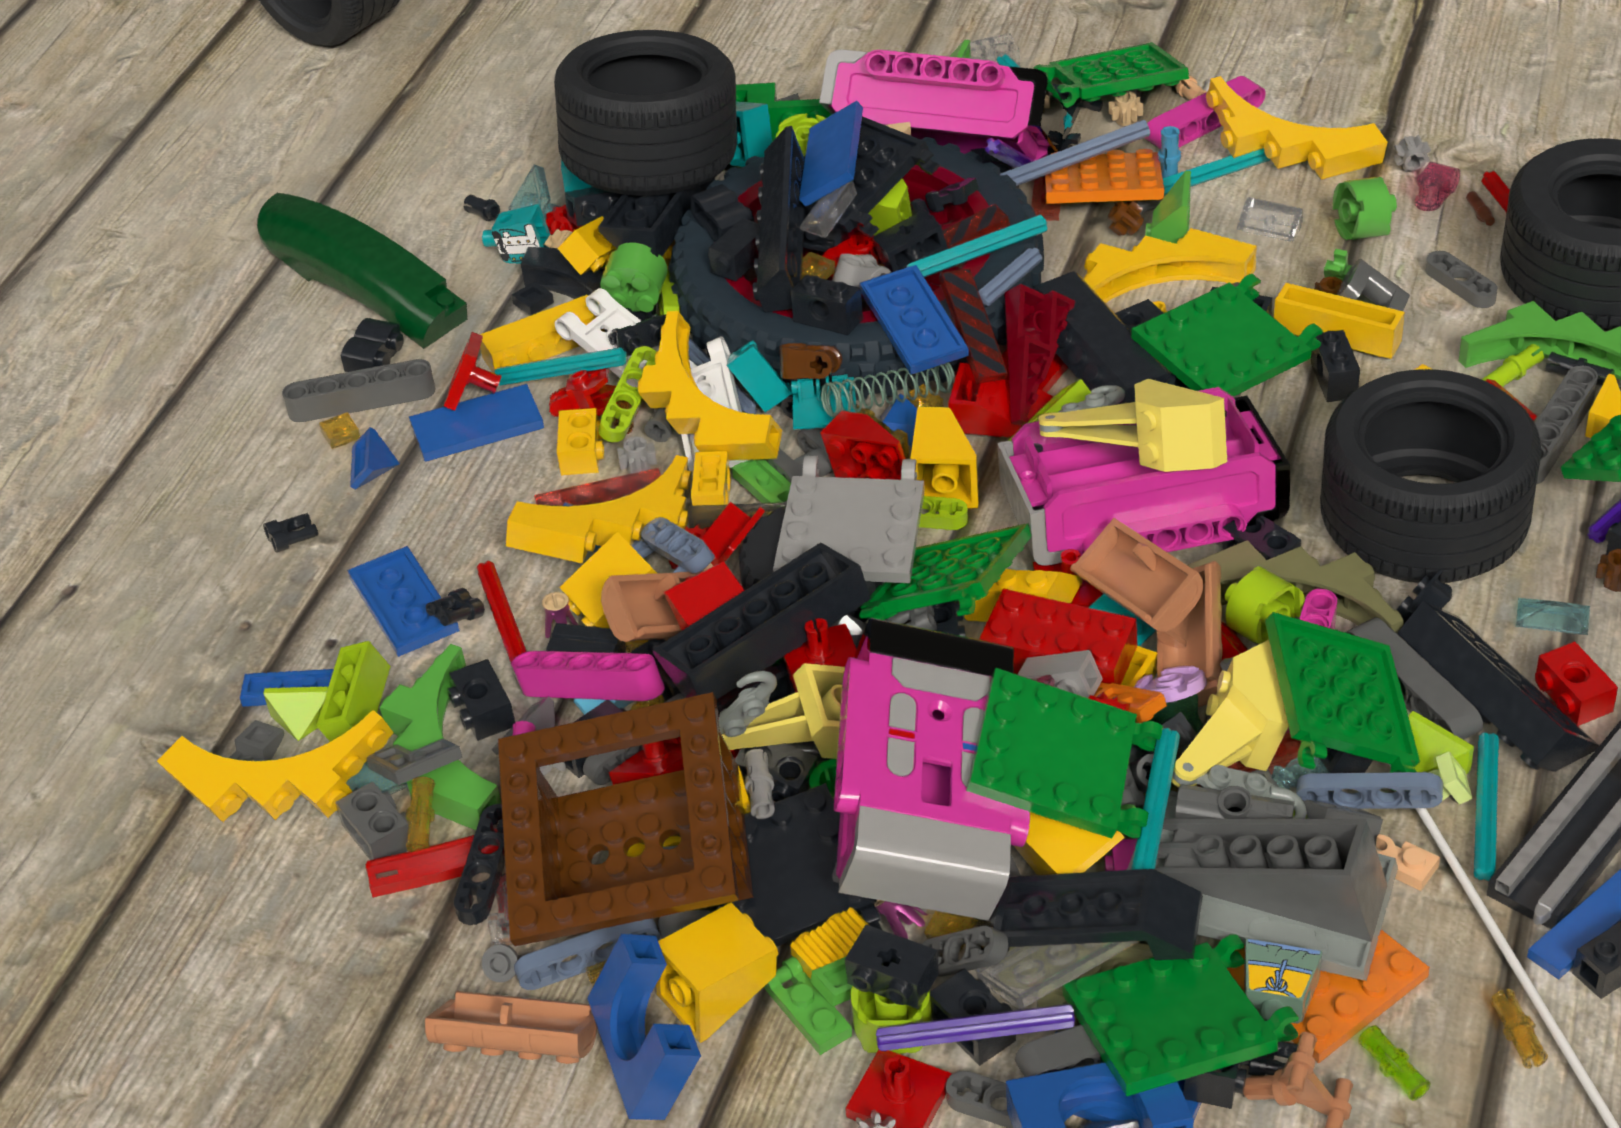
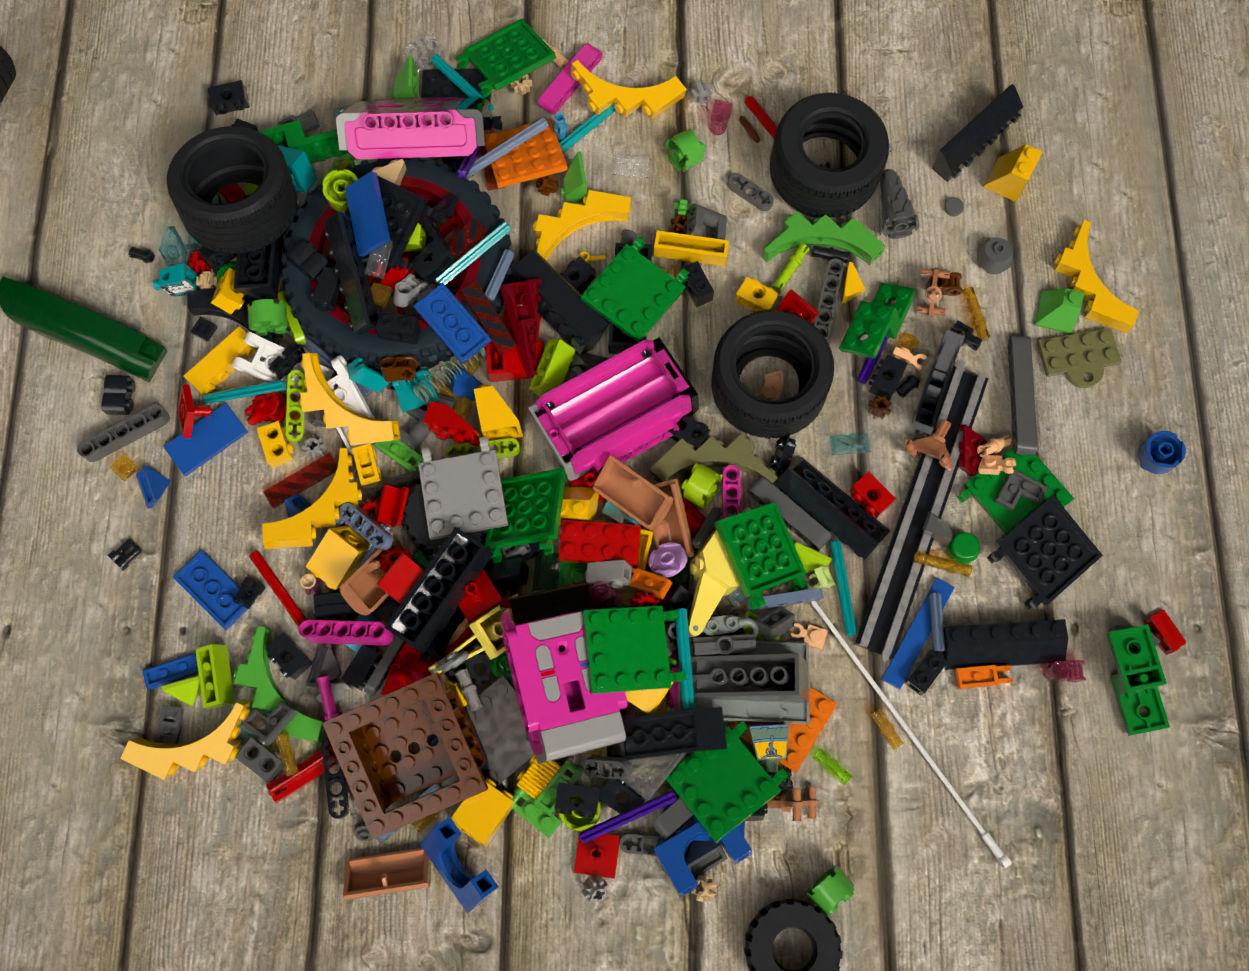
camera: 20 degrees left, 30 degrees up
(1173, 429) = (626, 394): light yellow slope -> none

